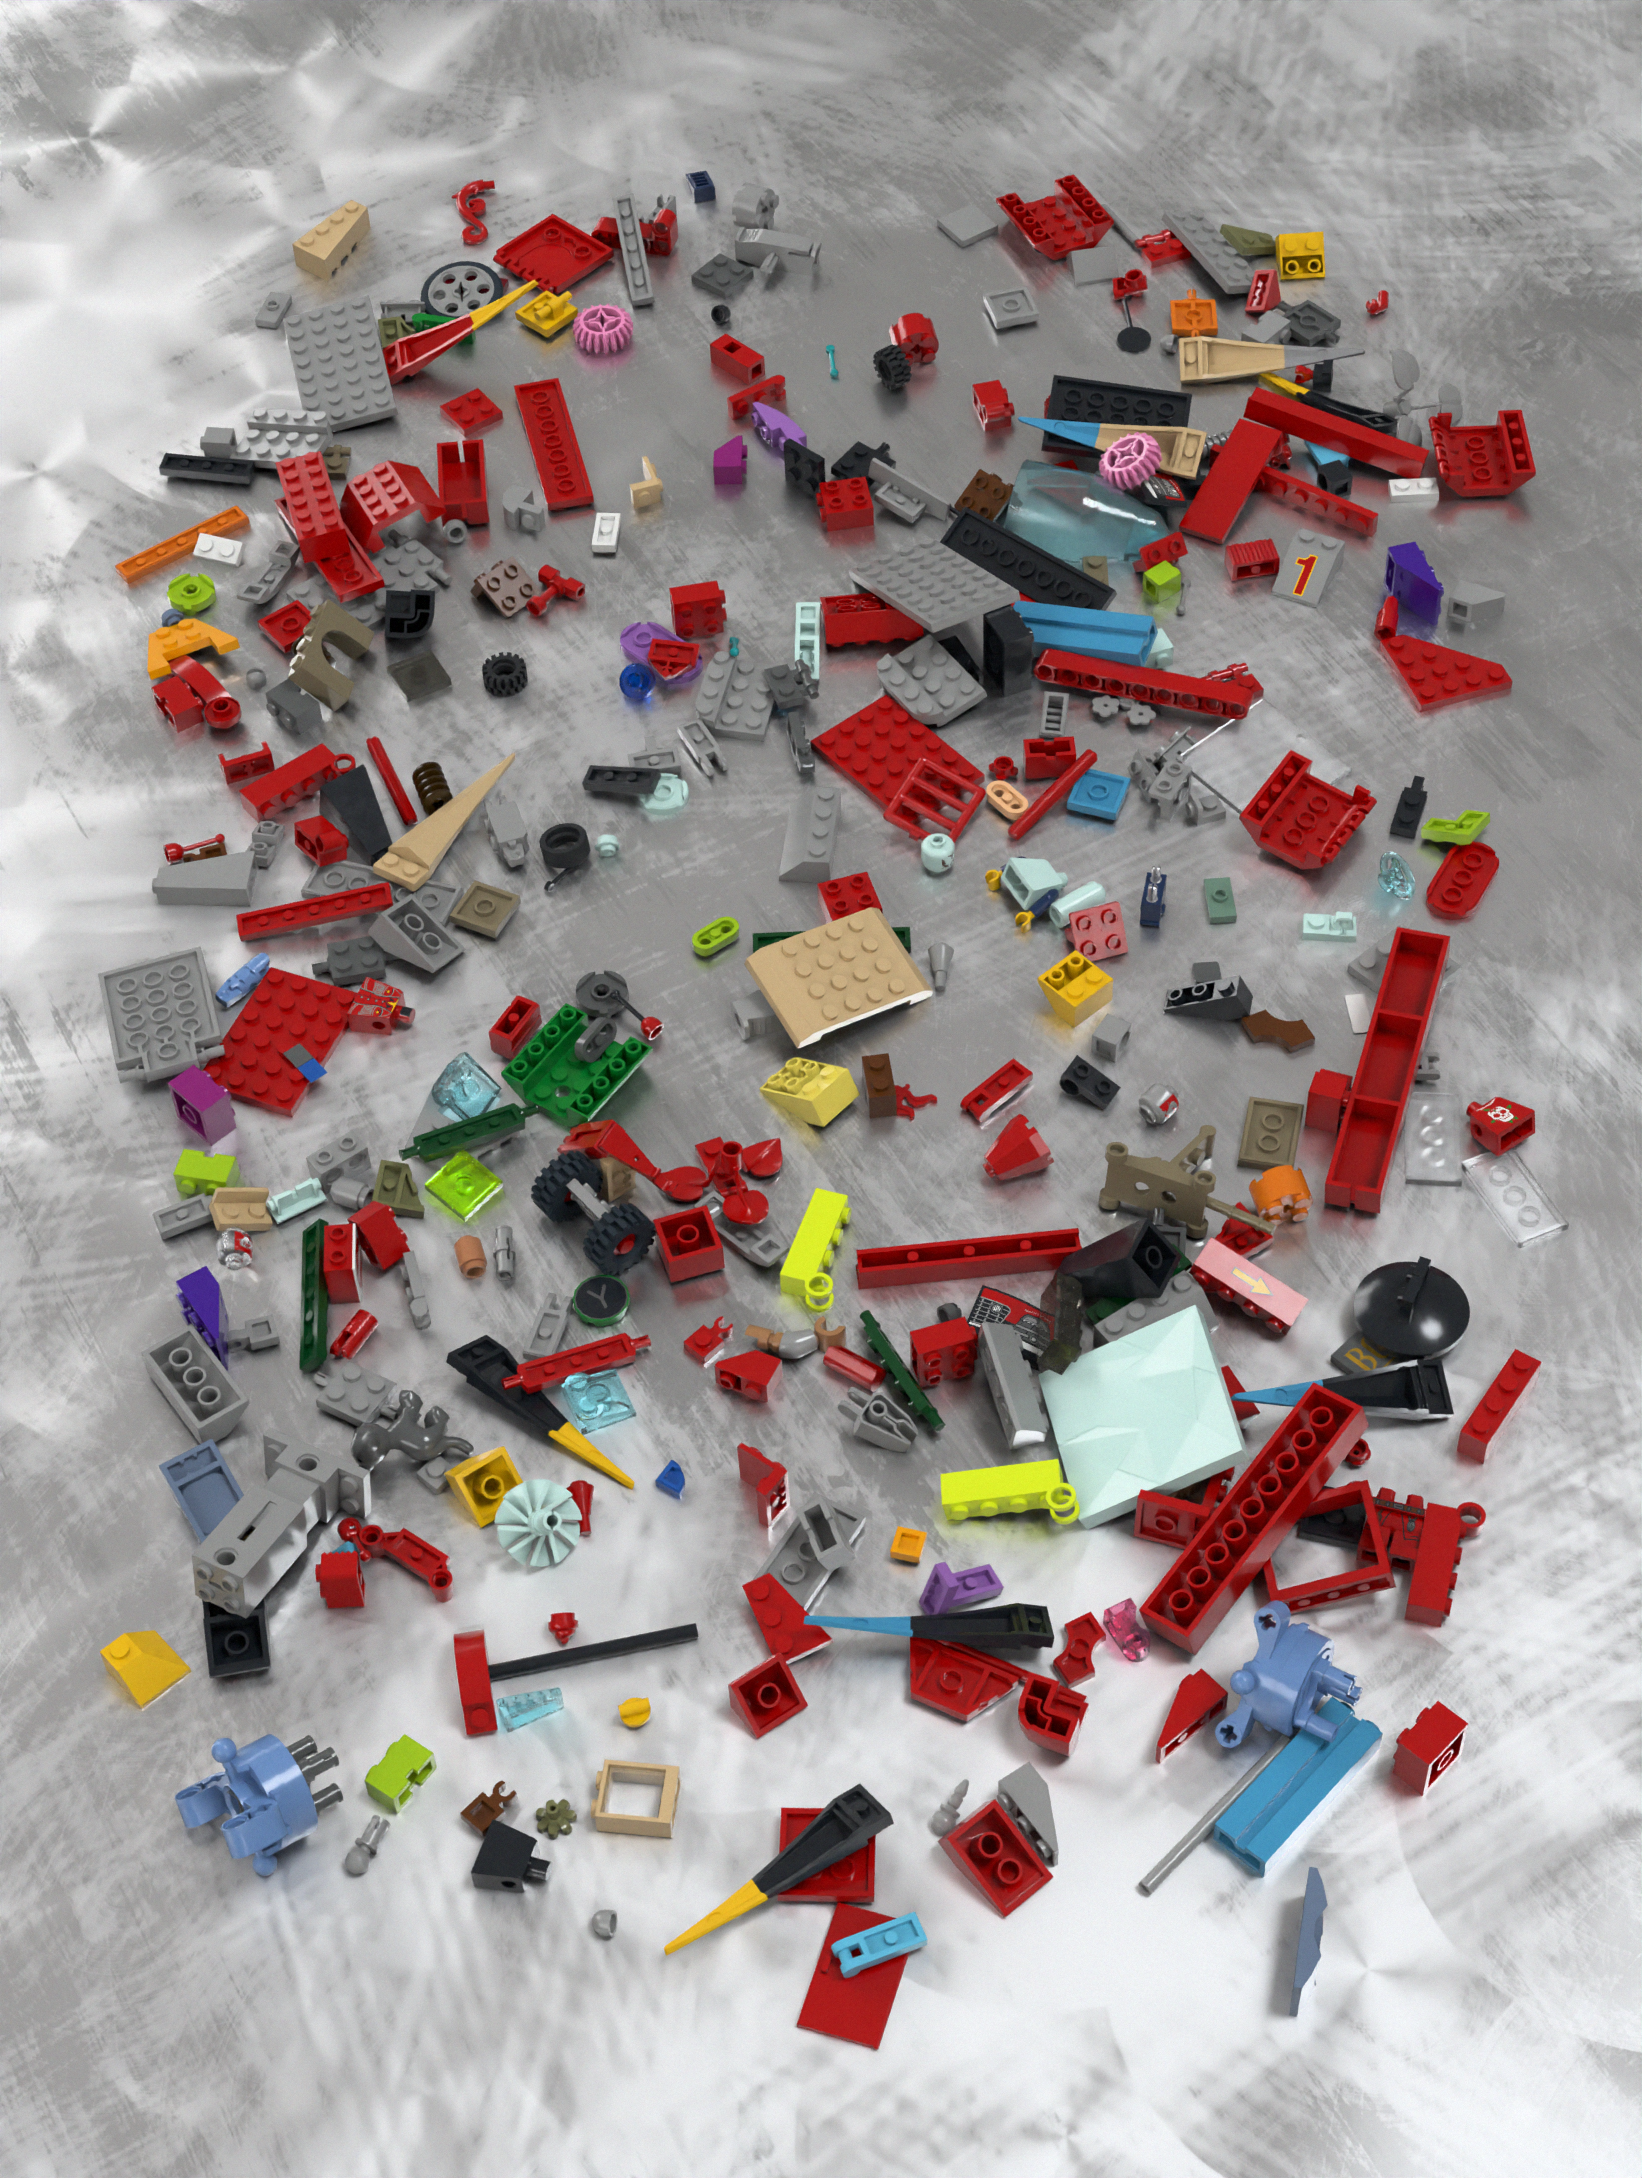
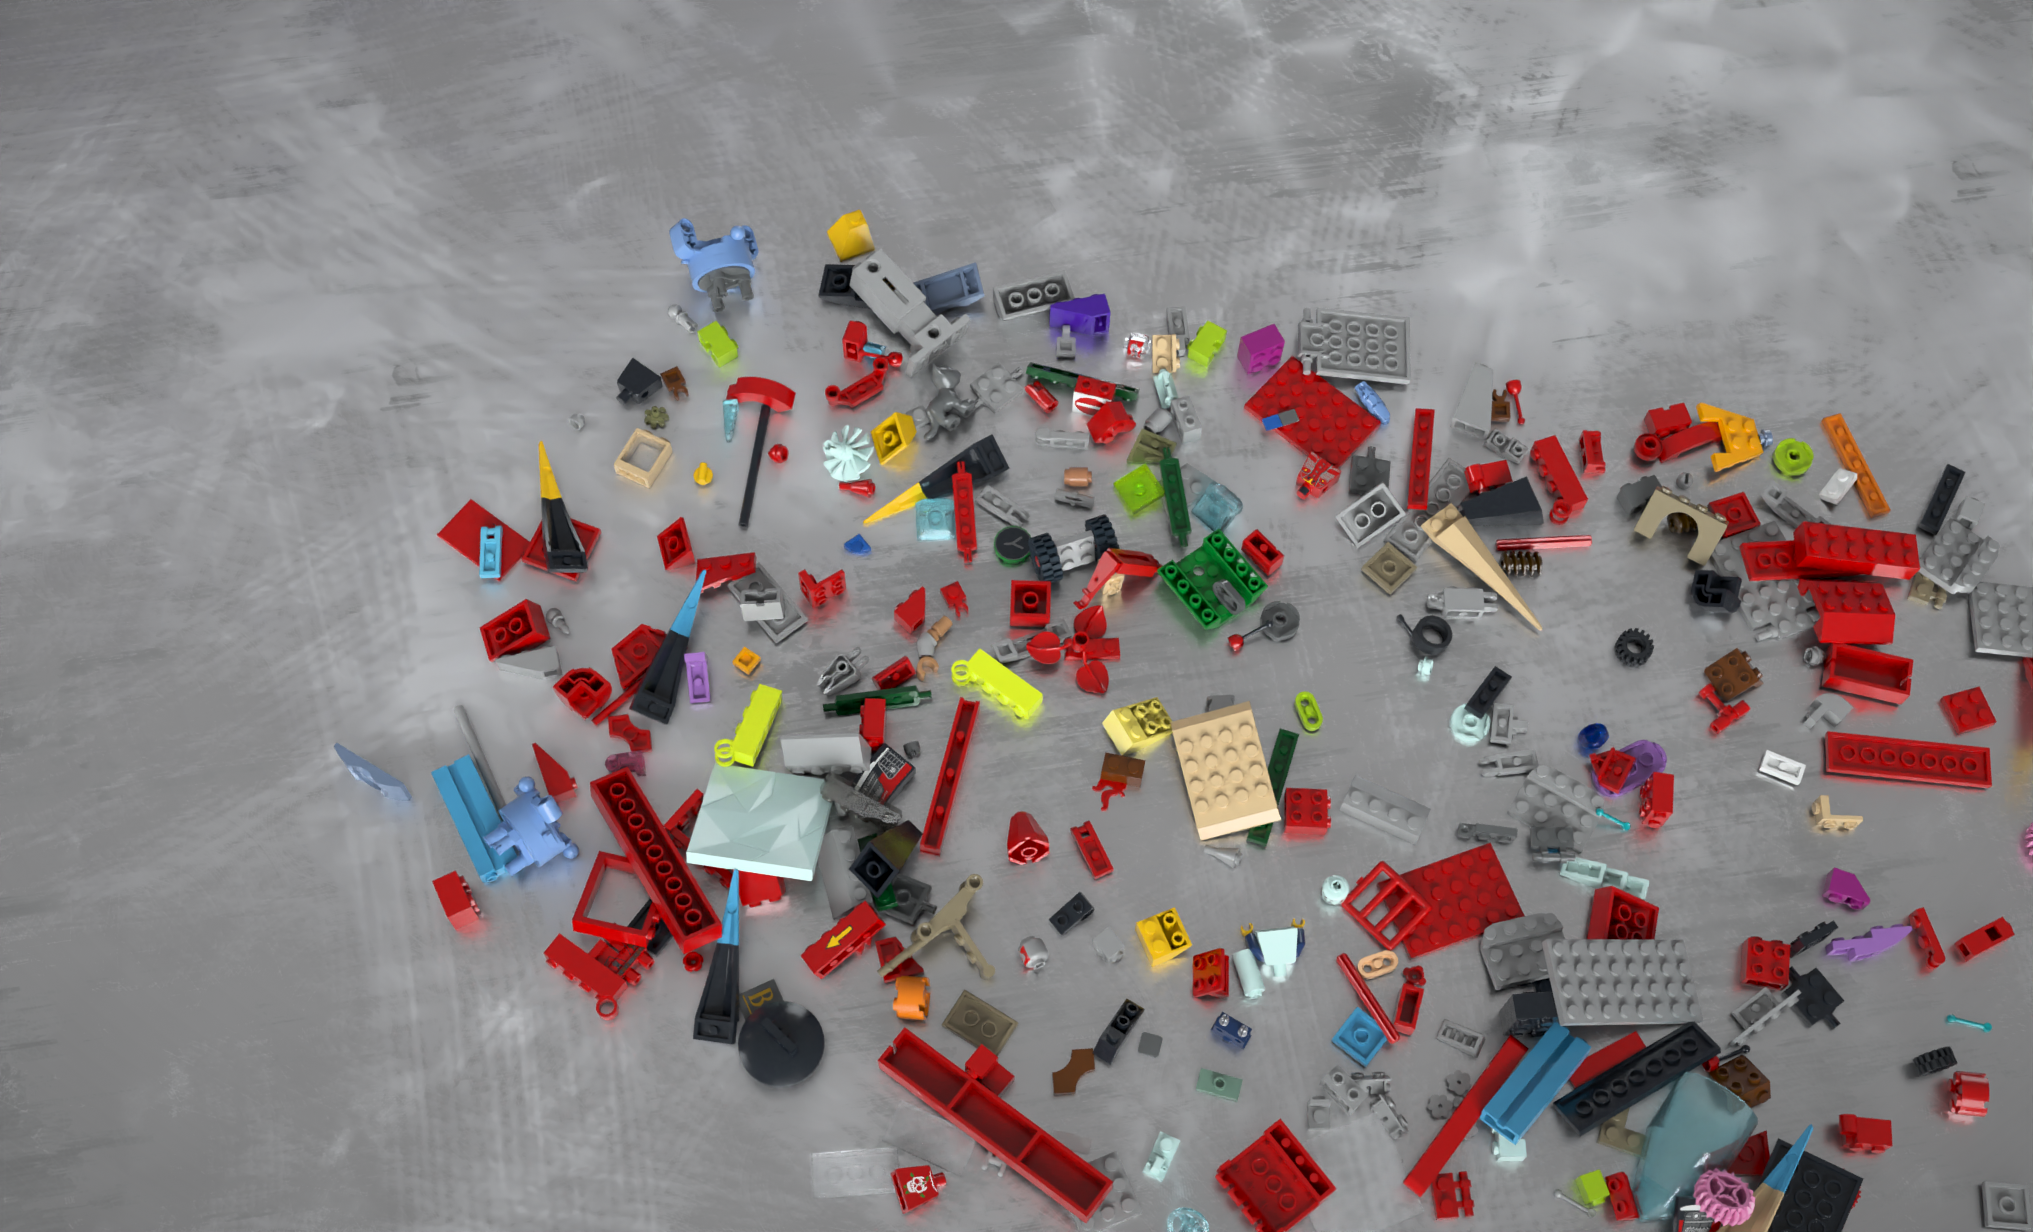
camera: 105 degrees right, 15 degrees up
(418, 675) = (1653, 589): clear smoke plate -> none
(1499, 1406) = (682, 1069): red brick -> none

